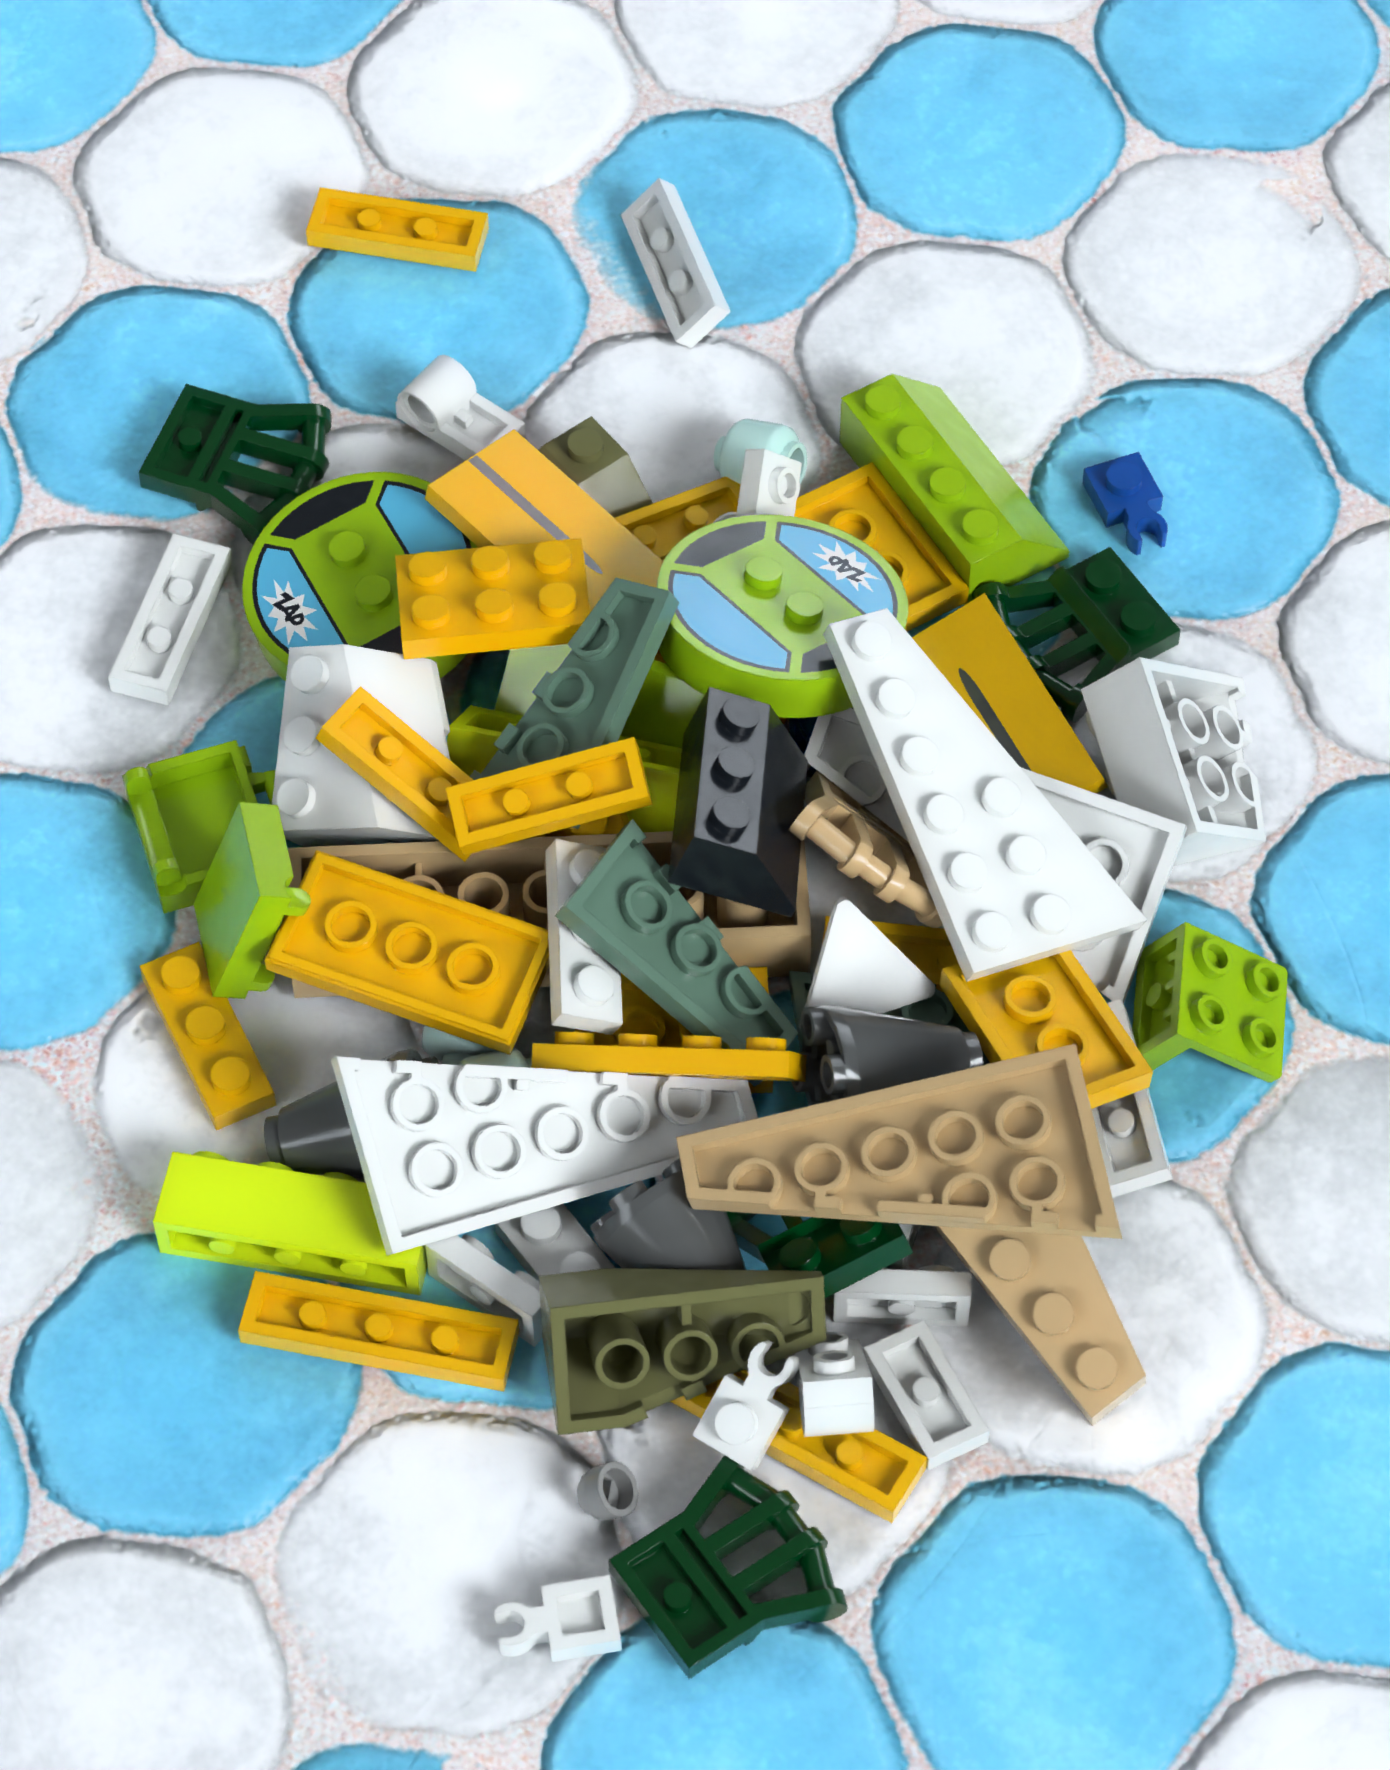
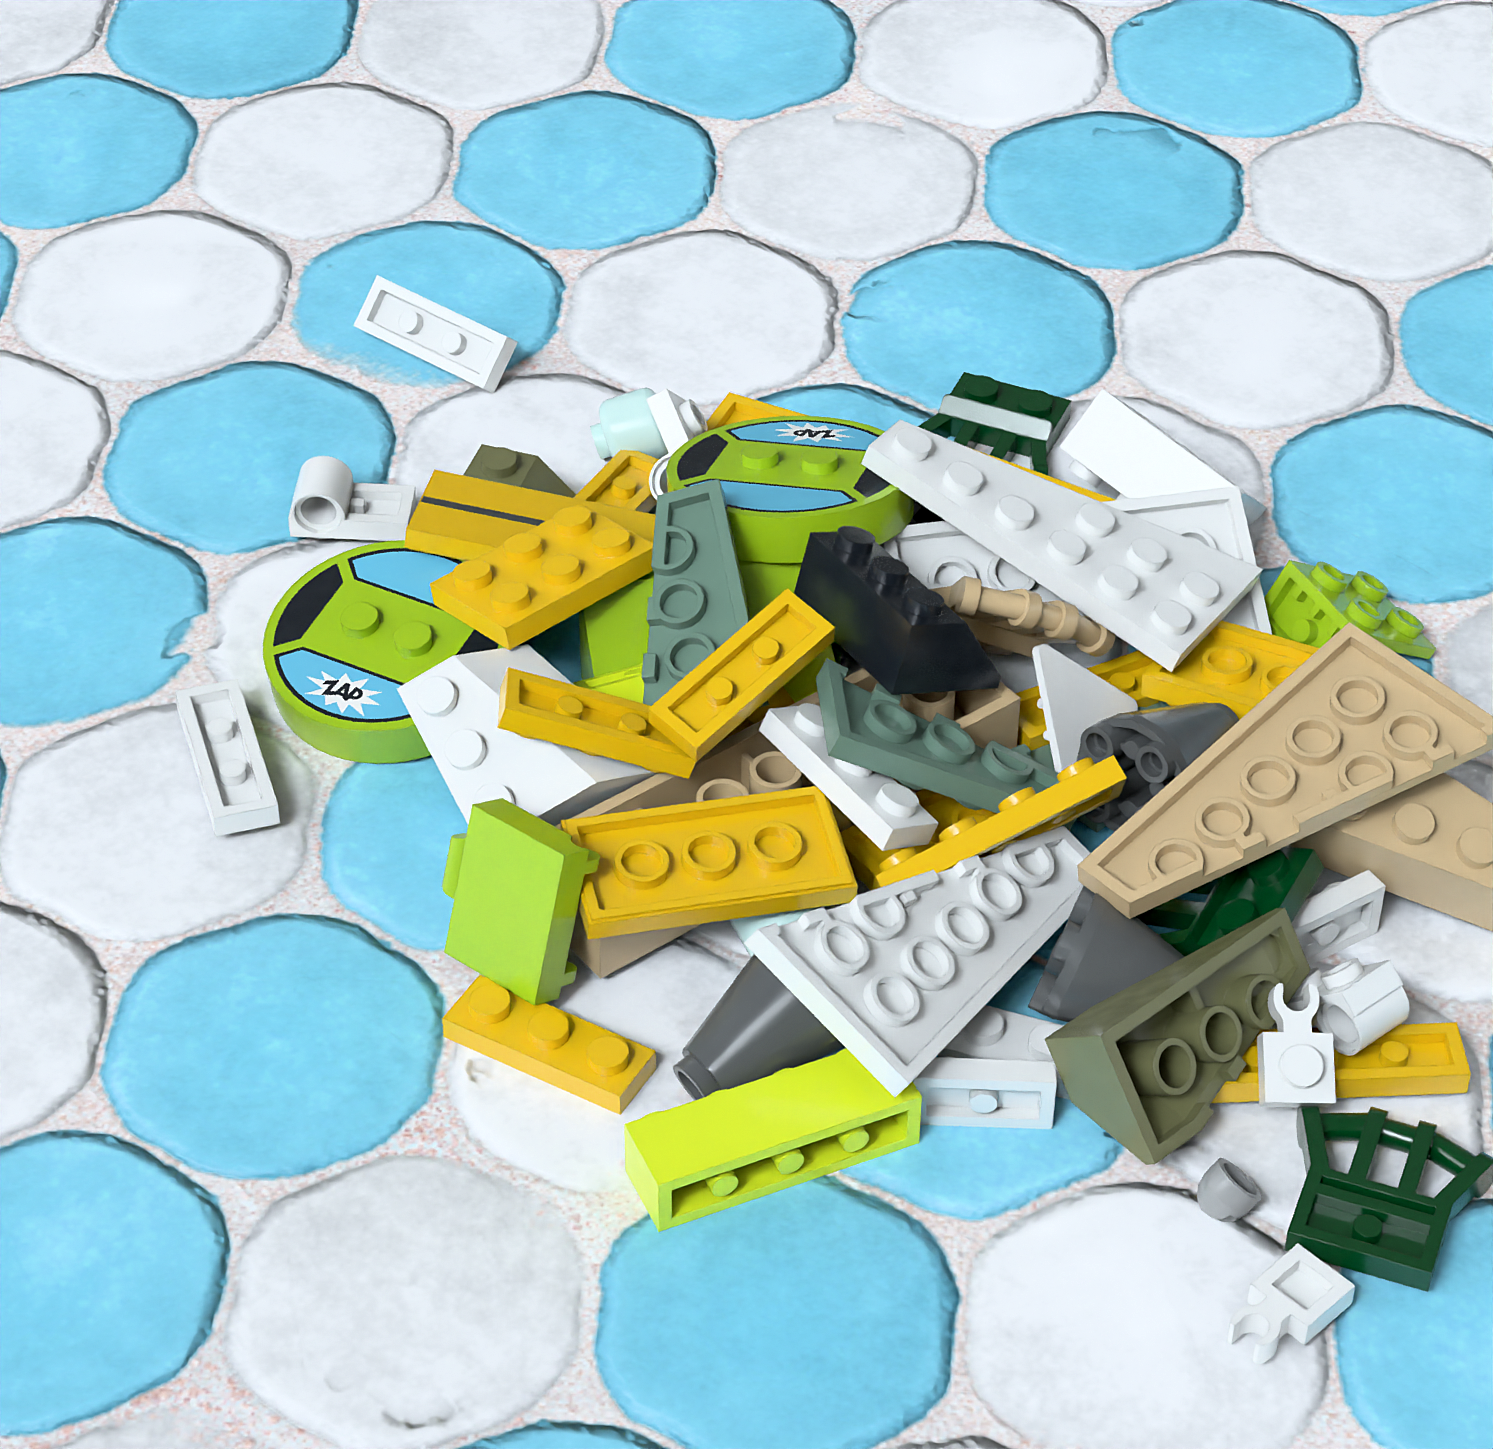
camera: 35 degrees left, 15 degrees down
(185, 811) = (385, 889): lime piece -> none
(208, 434) = (176, 620): dark green plate -> none
(379, 1331) = (919, 1178): yellow plate -> none
(397, 229) = (170, 407): yellow plate -> none
(926, 1394) = (1432, 988): white plate -> none
(948, 481) = (800, 379): lime slope -> none
(1127, 495) = (940, 338): blue plate -> none

